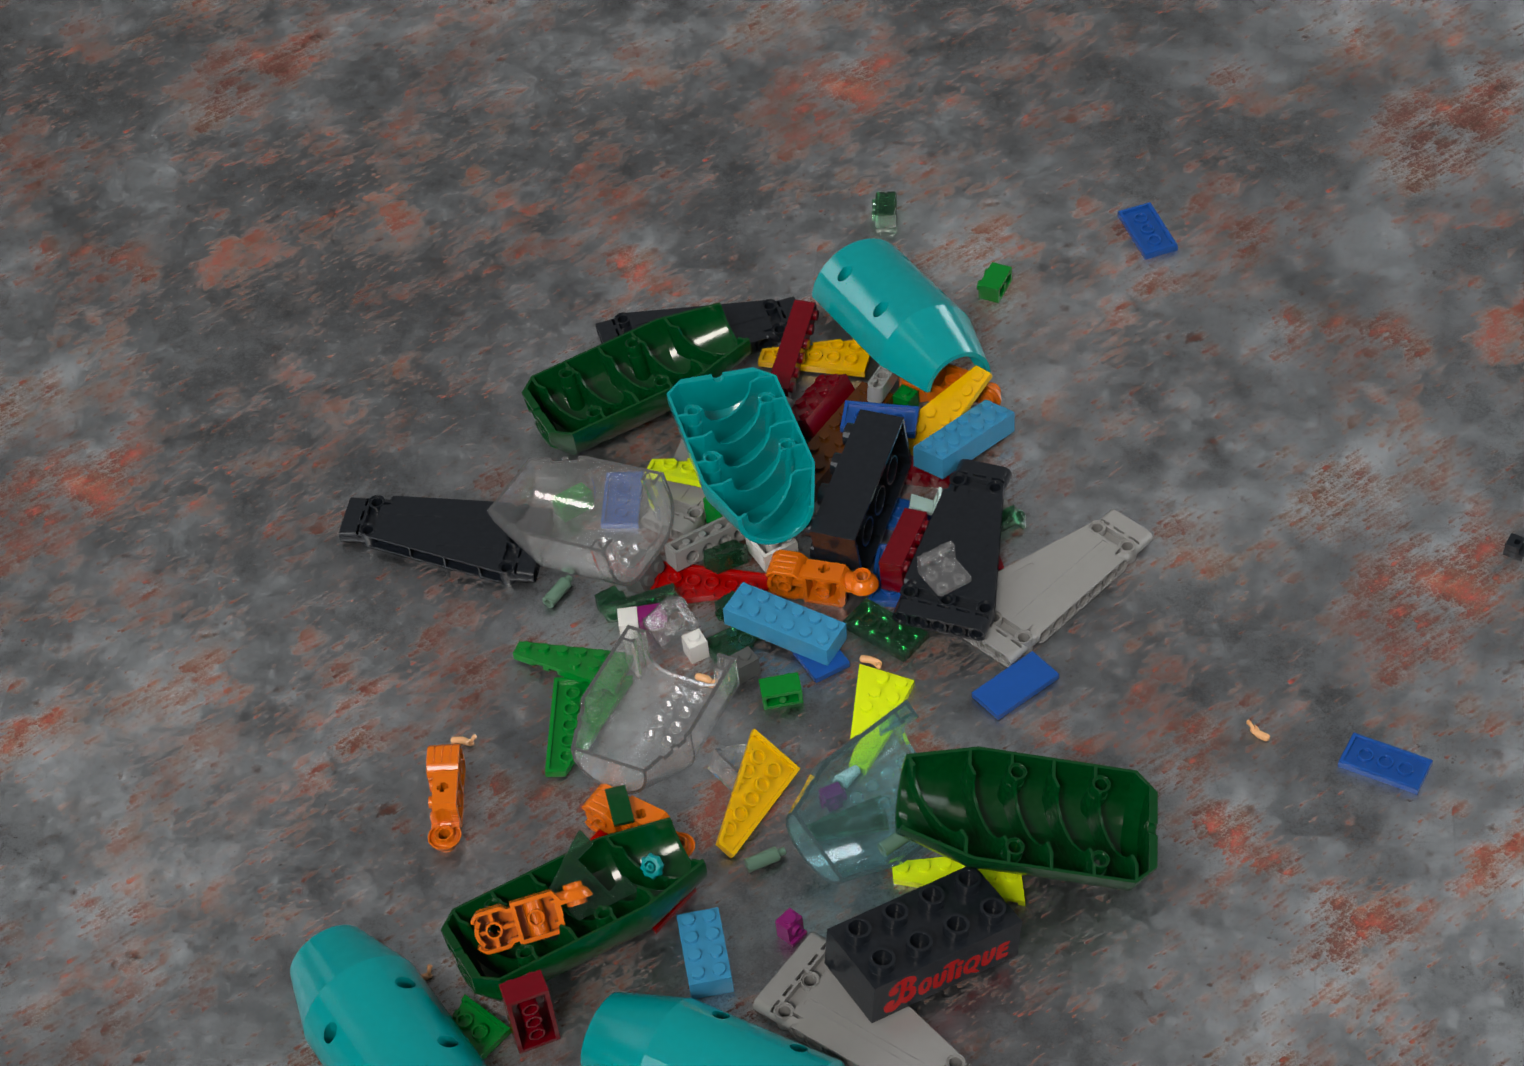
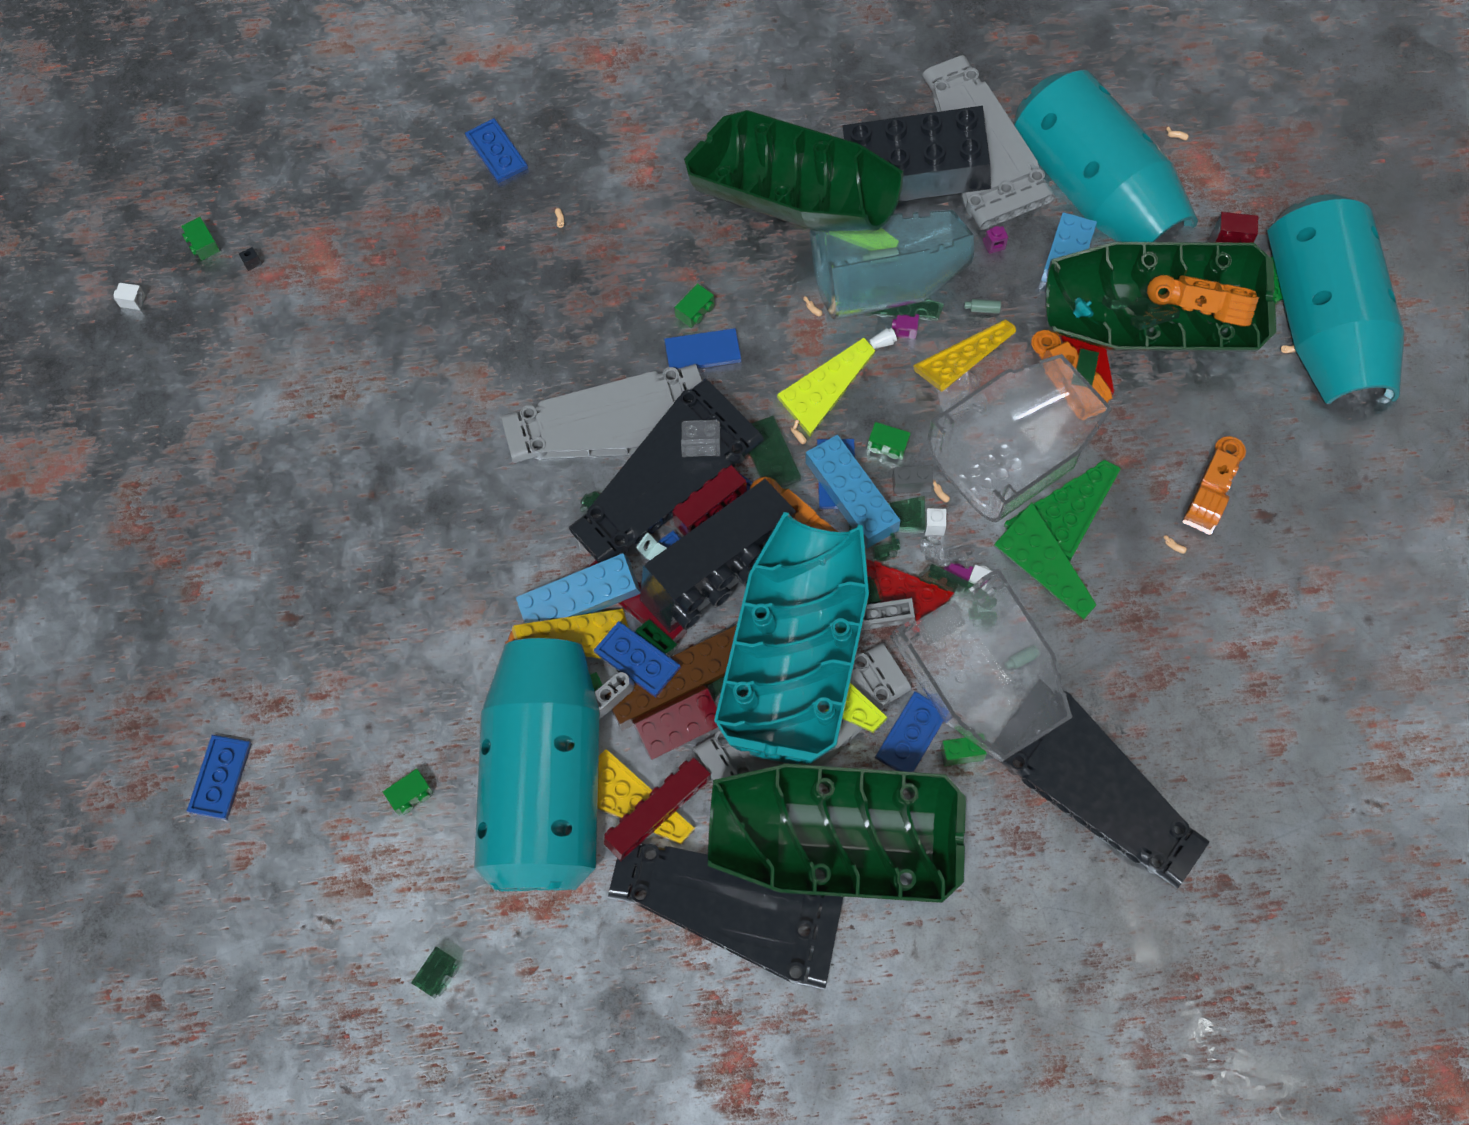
camera: 155 degrees left, 20 degrees up
(1052, 713) = (694, 306): none -> green brick

